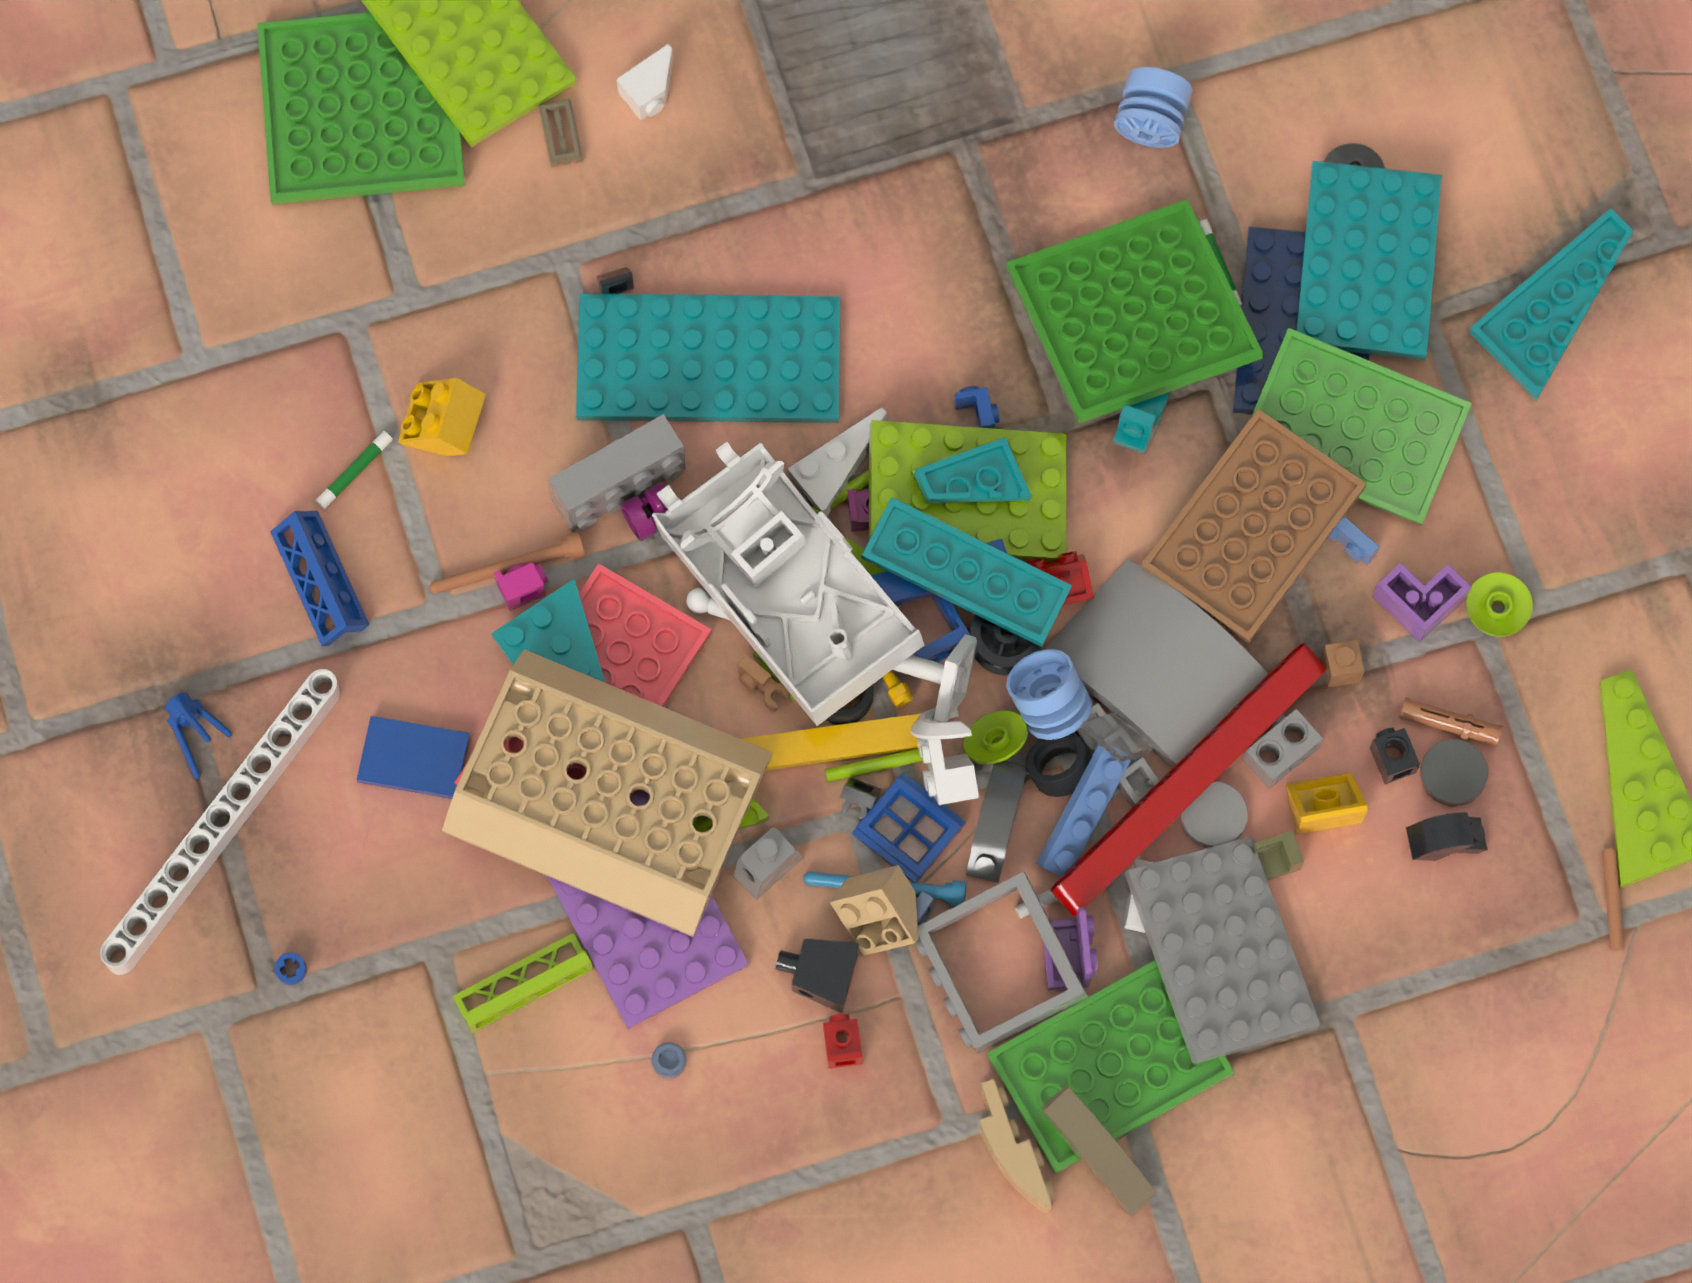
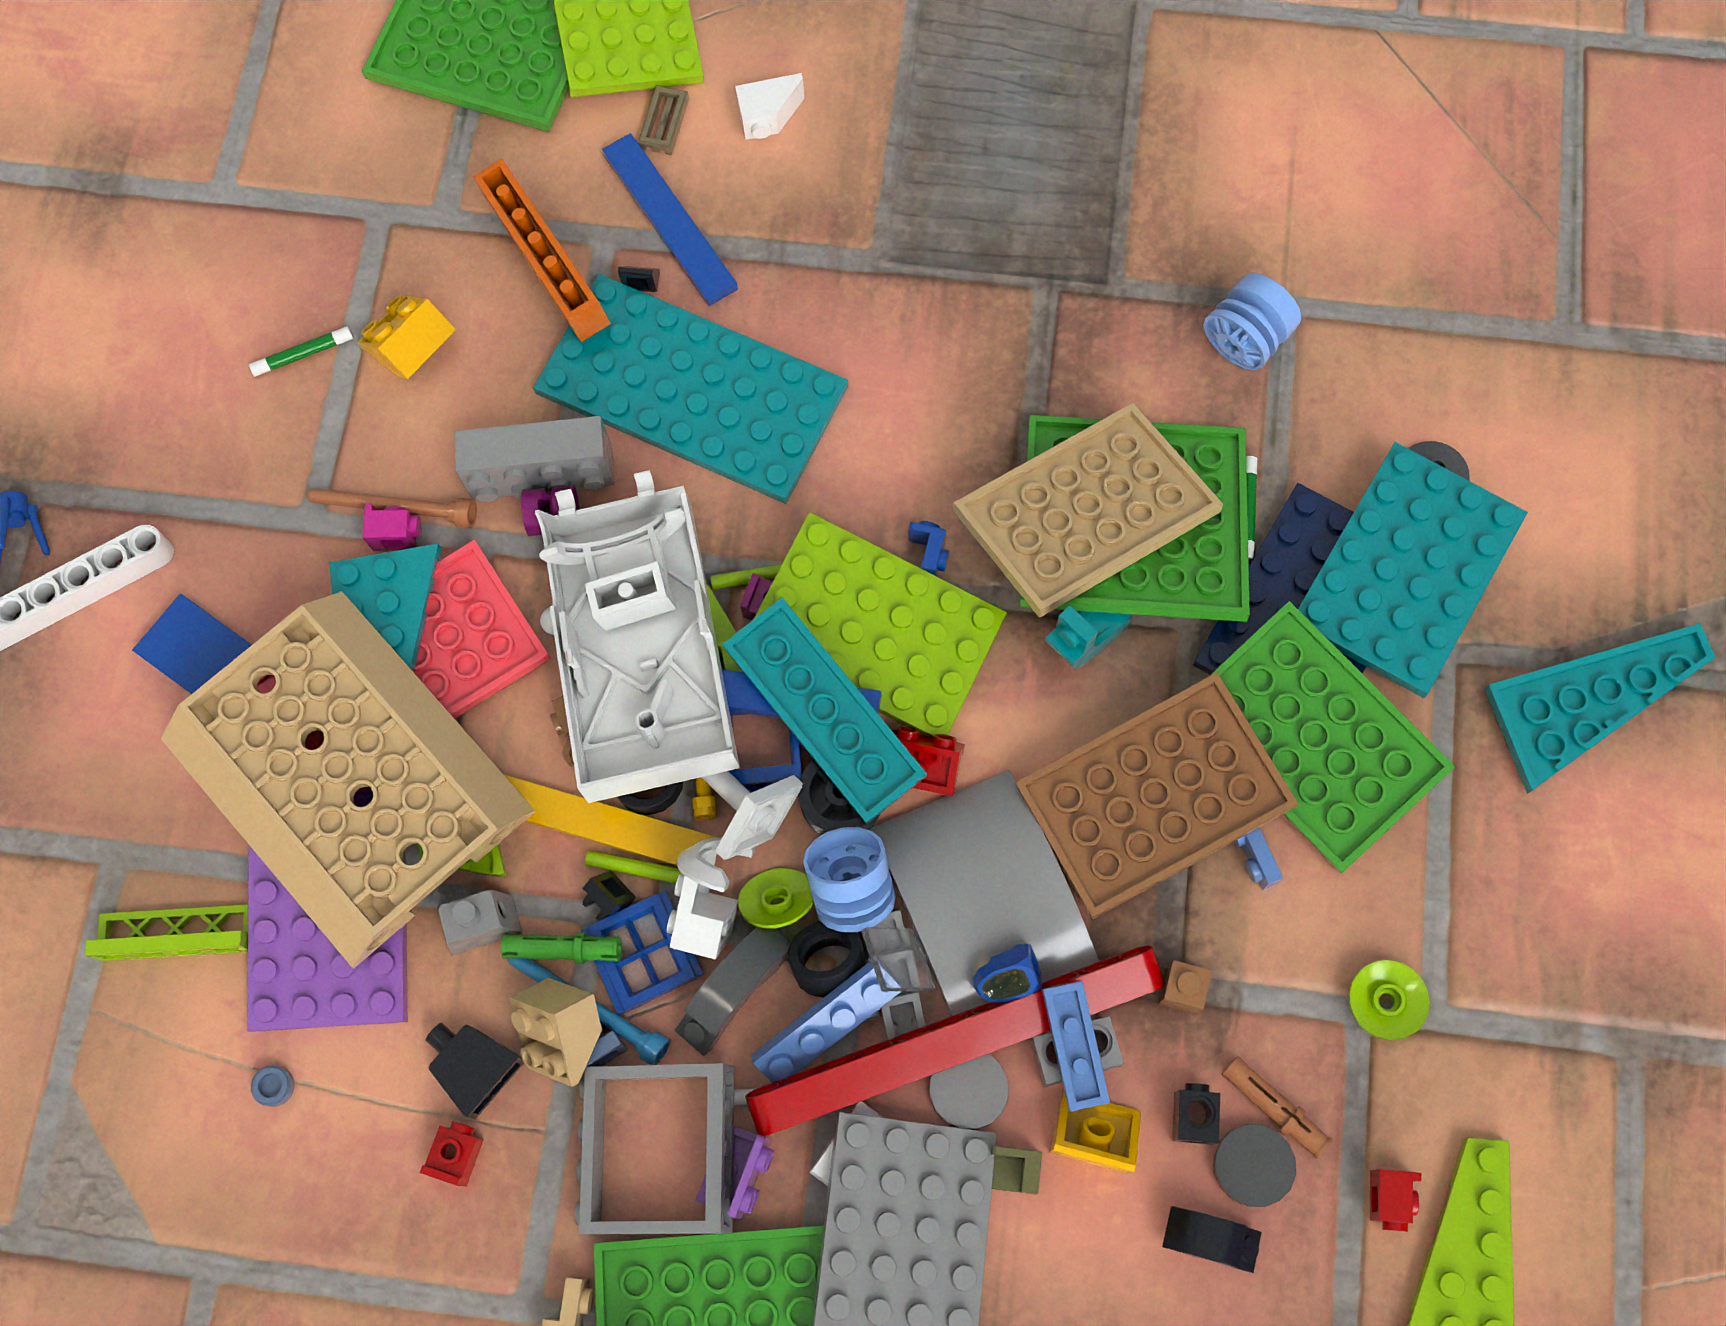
camera: 30 degrees right, 0 degrees up
(324, 571) = (211, 437): blue fence -> none
(526, 294) = (542, 250): none -> orange brick
(613, 219) = (670, 219): none -> blue tile
(830, 466) = (754, 542): white wing -> none
(847, 849) = (570, 947): none -> bright green pin
(974, 476) = (884, 613): teal wing -> none
(1094, 321) = (1086, 509): none -> tan plate
(1207, 711) = (1009, 975): none -> blue rock
(1282, 739) = (1075, 1046): none -> medium blue plate
(1421, 606) = (1297, 962): medium lavender brick -> none
(1565, 747) = (1393, 1198): none -> red brick

